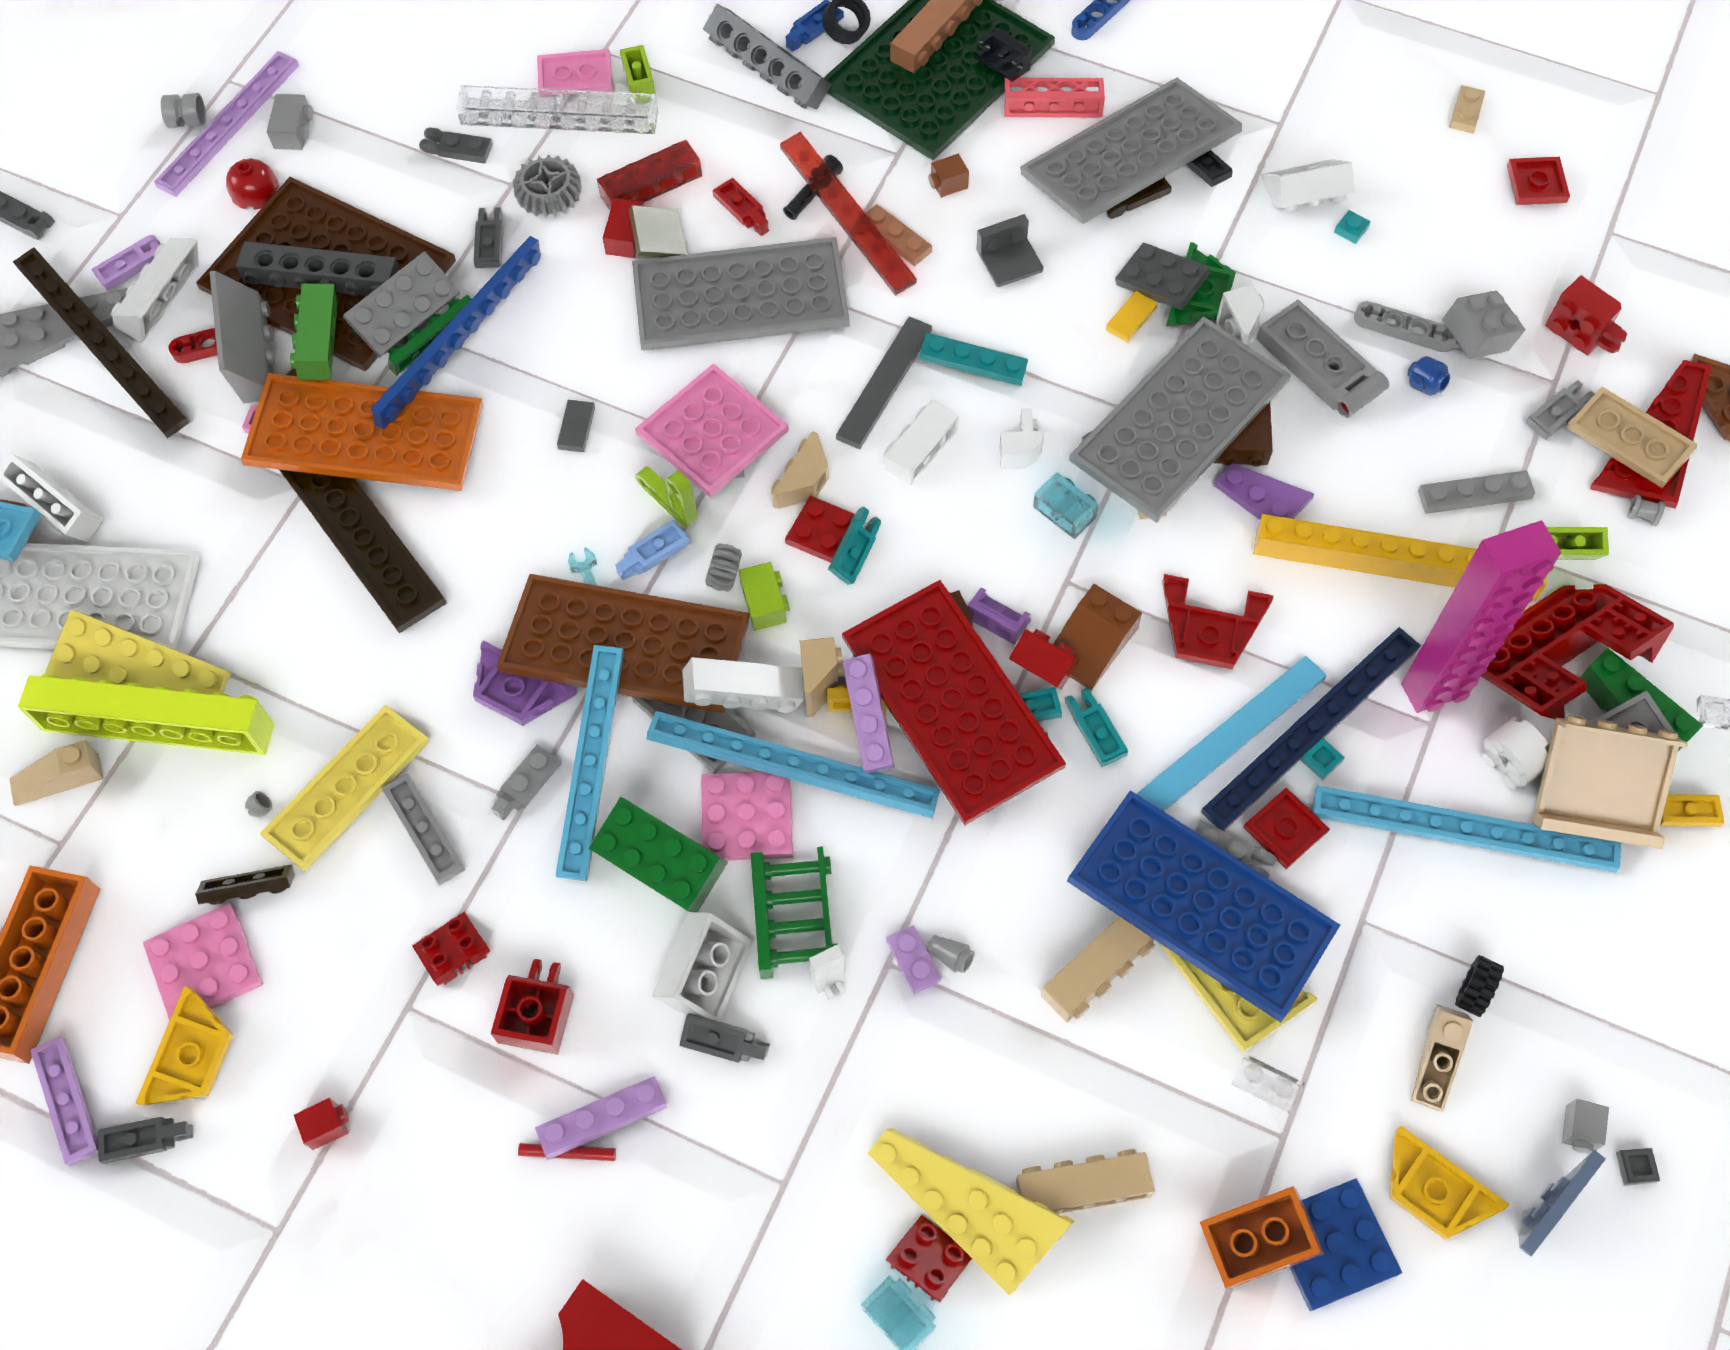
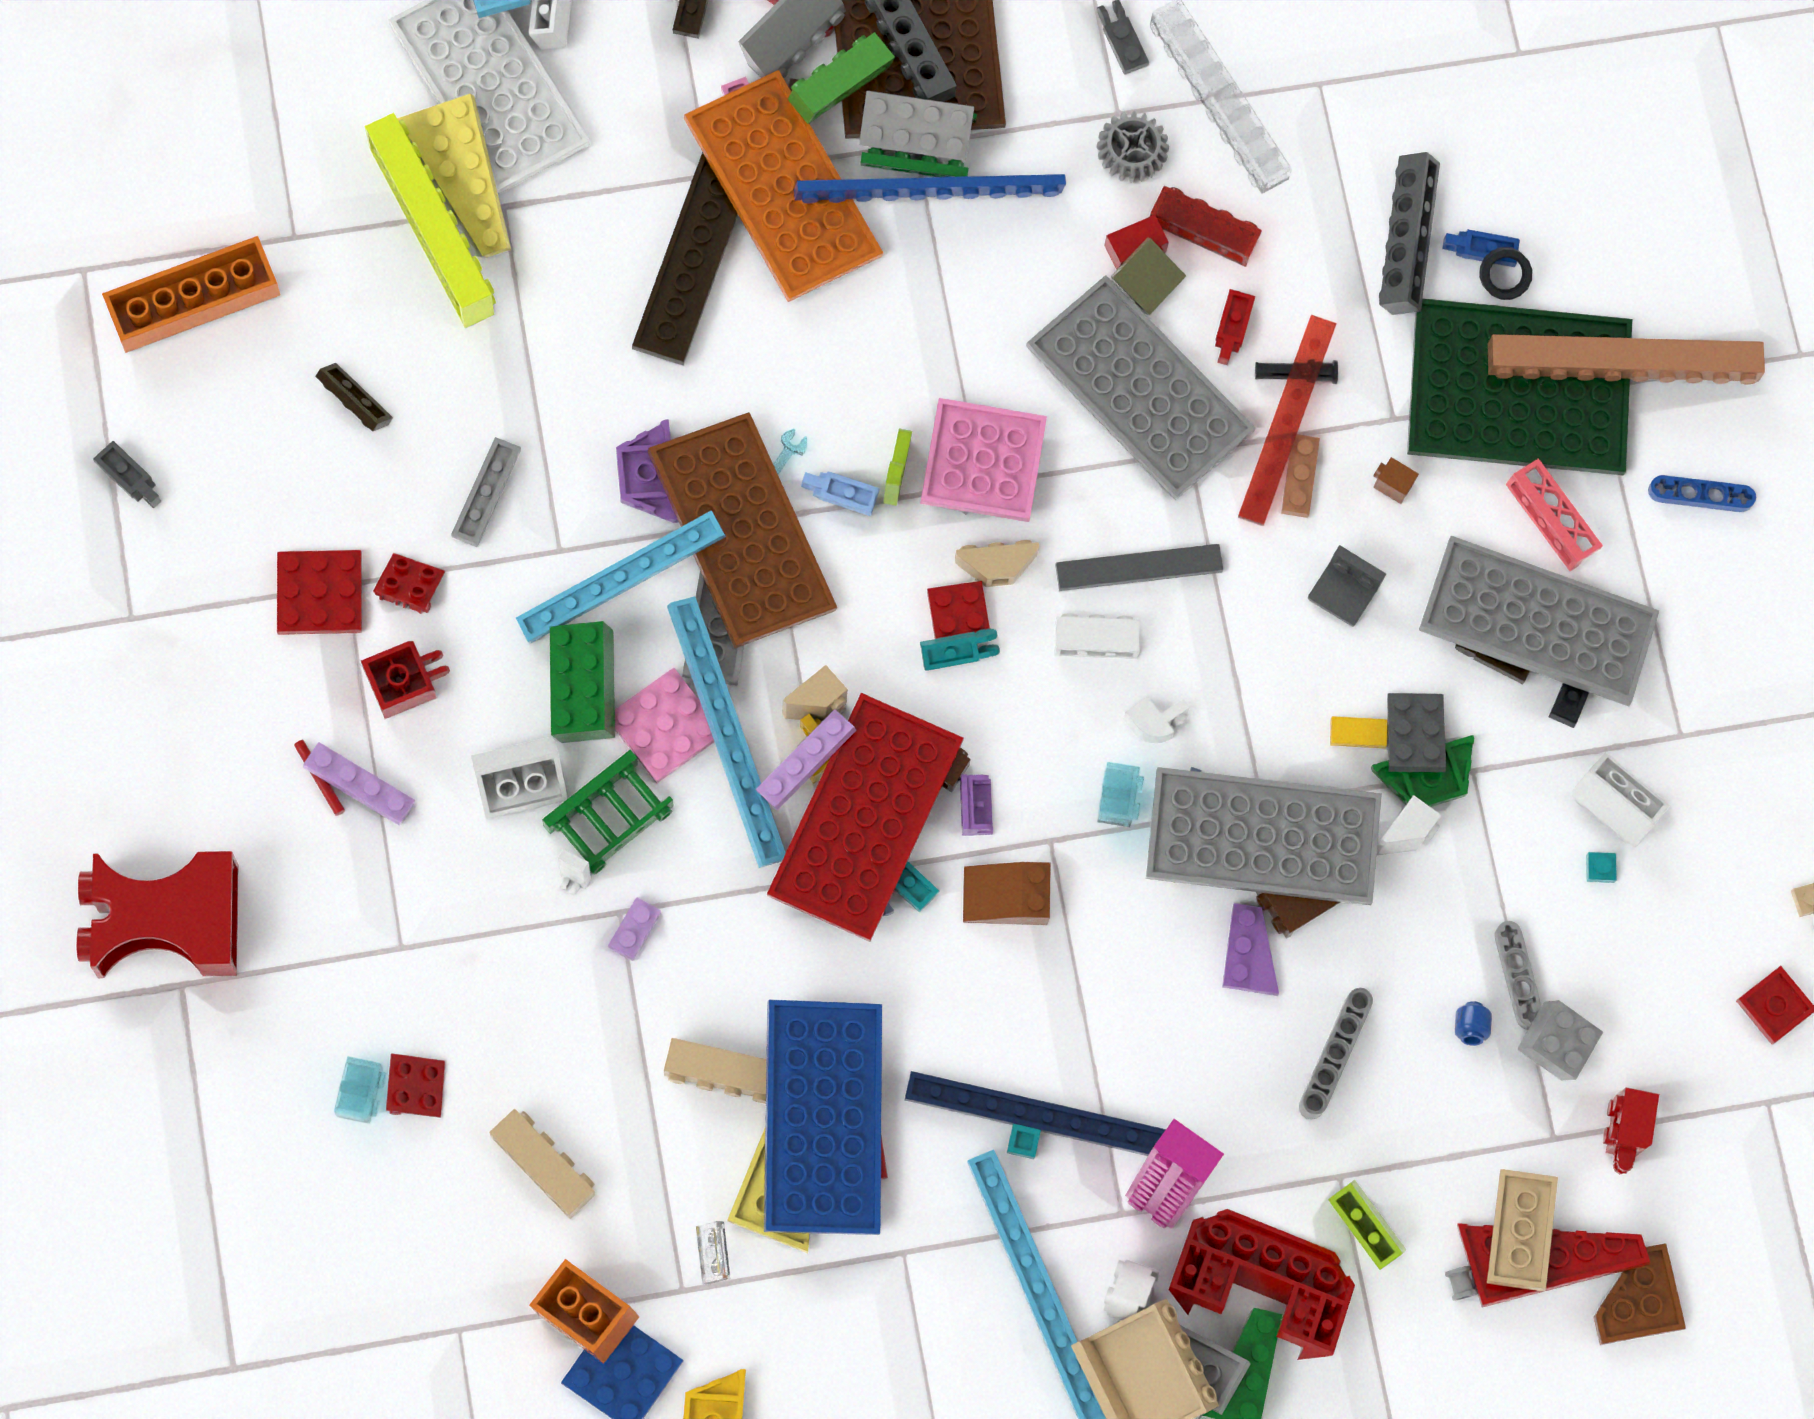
camera: 45 degrees right, 10 degrees up
(57, 772) = (342, 189): tan slope -> none
(65, 1101) = (117, 400): lavender plate -> none
(187, 1054) = (207, 457): yellow wing -> none
(205, 956) = (277, 413): bright pink plate -> none
(258, 804) = (426, 359): light grey hinge -> none
(322, 1123) = (221, 590): red brick -> none
(344, 788) = (478, 409): light yellow plate -> none
(394, 1035) = (319, 592): none -> red plate
(488, 240) = (1044, 139): dark grey hinge -> none
(525, 781) = (577, 538): light grey hinge -> none
(576, 71) = (1272, 80): bright pink plate -> none
(576, 425) = (915, 346): dark grey tile -> none
(637, 70) = (1305, 137): lime brick -> none
(721, 1039) = (474, 829): dark grey hinge -> none
(723, 567) = (861, 559): light grey gear -> none
(743, 684) = (762, 646): white brick -> none
(763, 595) = (861, 607): lime brick -> none
(951, 953) = (657, 954): light grey cone -> none
(973, 359) = (1213, 626): teal plate -> none
(983, 1216) = (470, 1098): light yellow wing -> none
(1005, 54) = (1559, 442): black hinge -> none
(1043, 658) = (957, 866): red brick -> none
(1097, 729) = (926, 948): teal hinge -> none
(1209, 634) = (1077, 986): red wing -> none
(1233, 734) = (998, 1058): medium azure tile -> none
(1237, 847) = (893, 1115): light grey hinge -> none
(1286, 828) = (940, 1147): red plate -> none
(1322, 359) = (1427, 909): light grey hinge -> none
(1363, 551) = (1261, 1099): yellow brick -> none
(1396, 494) = (1342, 1041): none -> light grey beam
(1441, 1056) = (825, 1371): tan slope -> none
(1476, 492) = (1381, 1129): light grey plate -> none
(1479, 986) = (899, 1367): black tyre -> none
(1558, 410) = (1518, 1155): light grey hinge -> none

